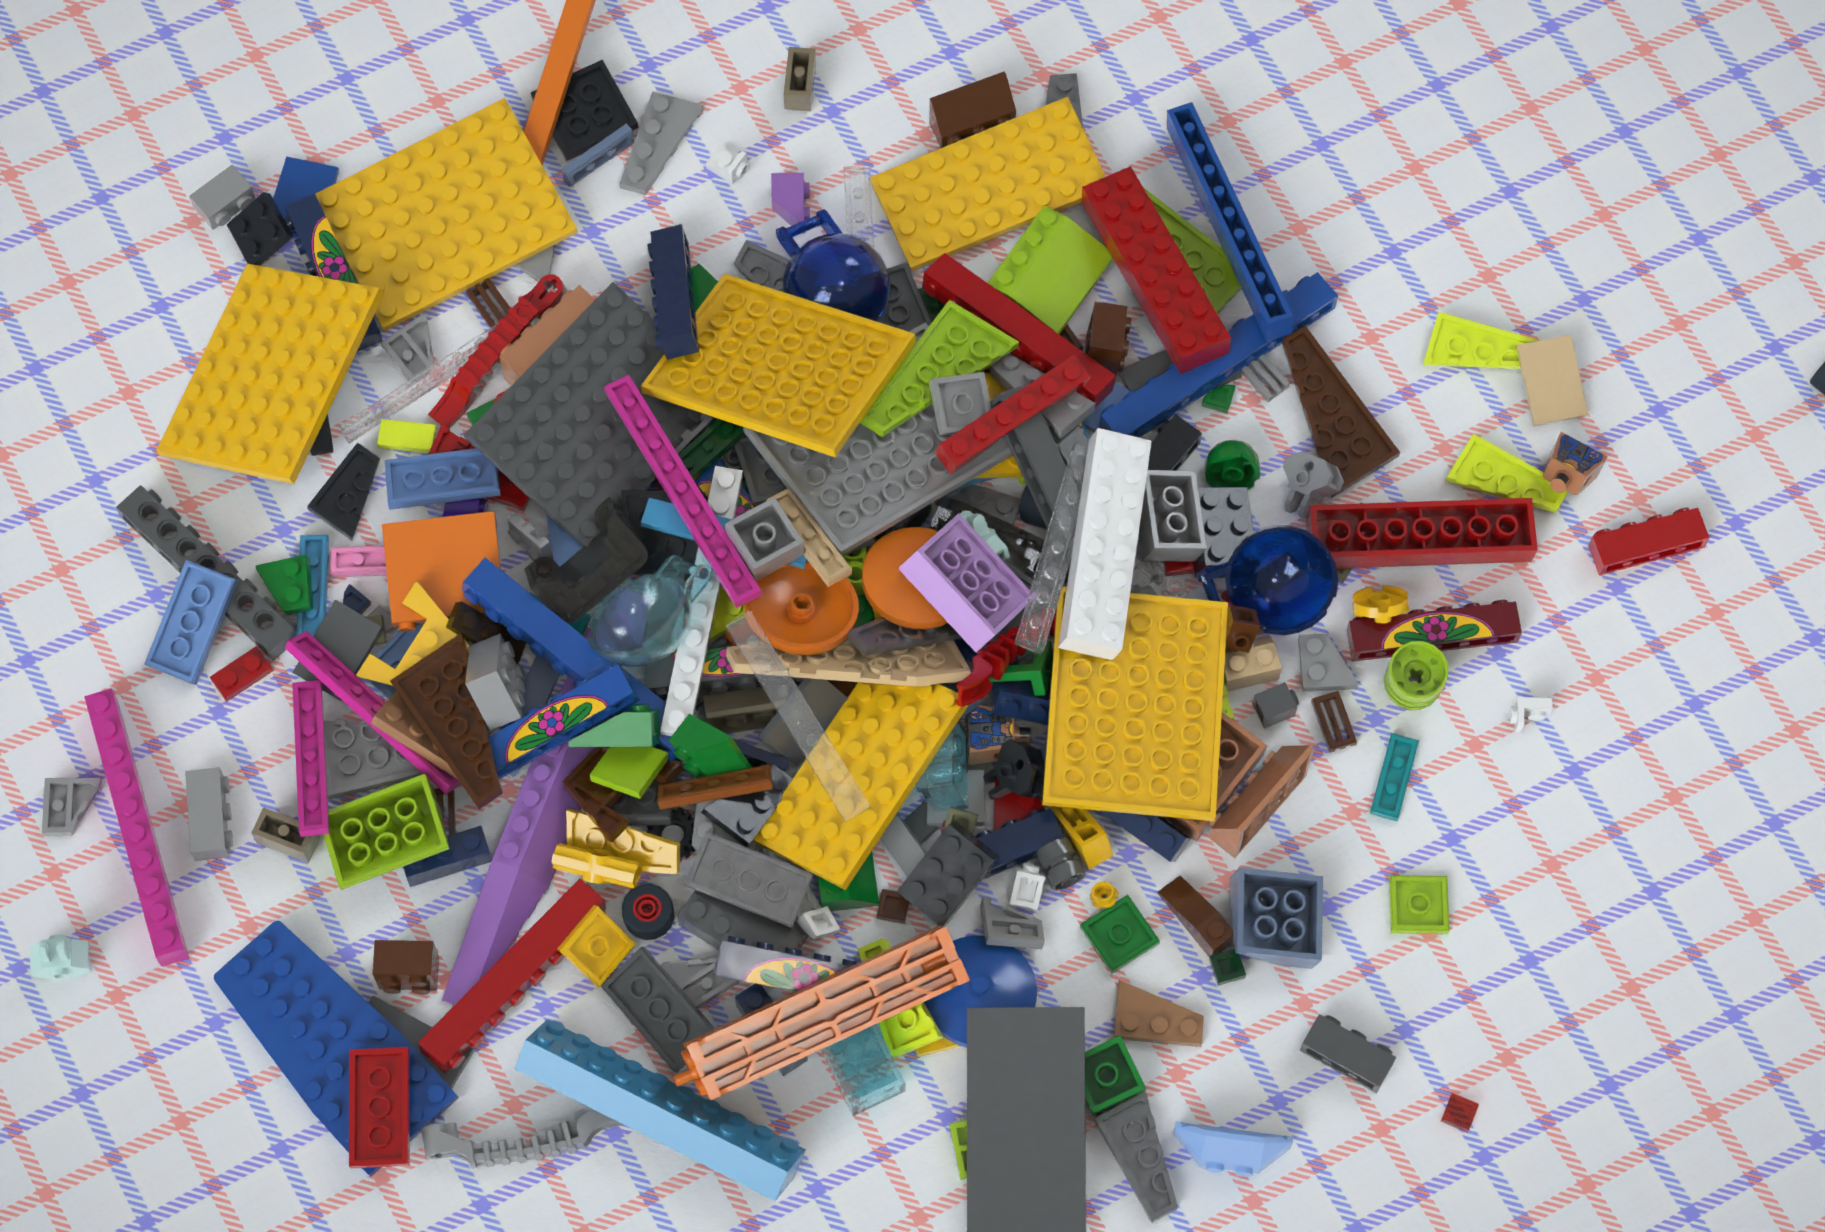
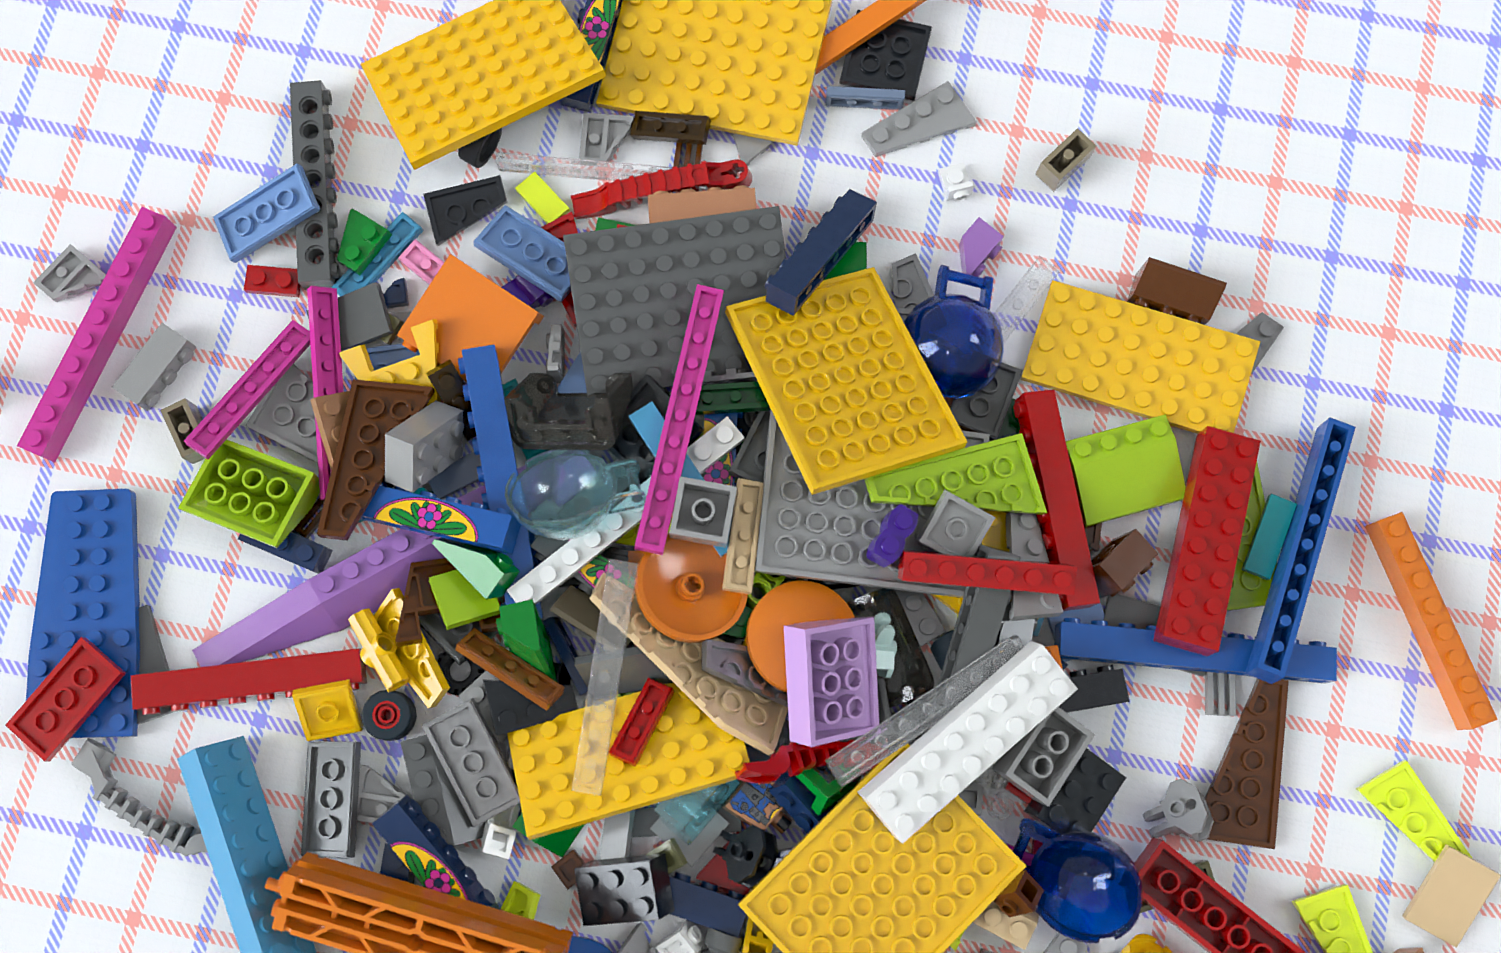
camera: 40 degrees right, 10 degrees up
(405, 966) = (179, 606): reddish brown brick -> none
(463, 298) = (670, 127): none -> dark brown plate
(852, 737) = (641, 722): none -> red tile
(920, 445) = (890, 542): none -> dark purple brick
(1199, 233) = (1269, 536): none -> teal tile
(1219, 398) = (1170, 680): green tile -> none
(1232, 465) = (1131, 747): green cylinder -> none
(1369, 199) = (1431, 623): none -> orange brick

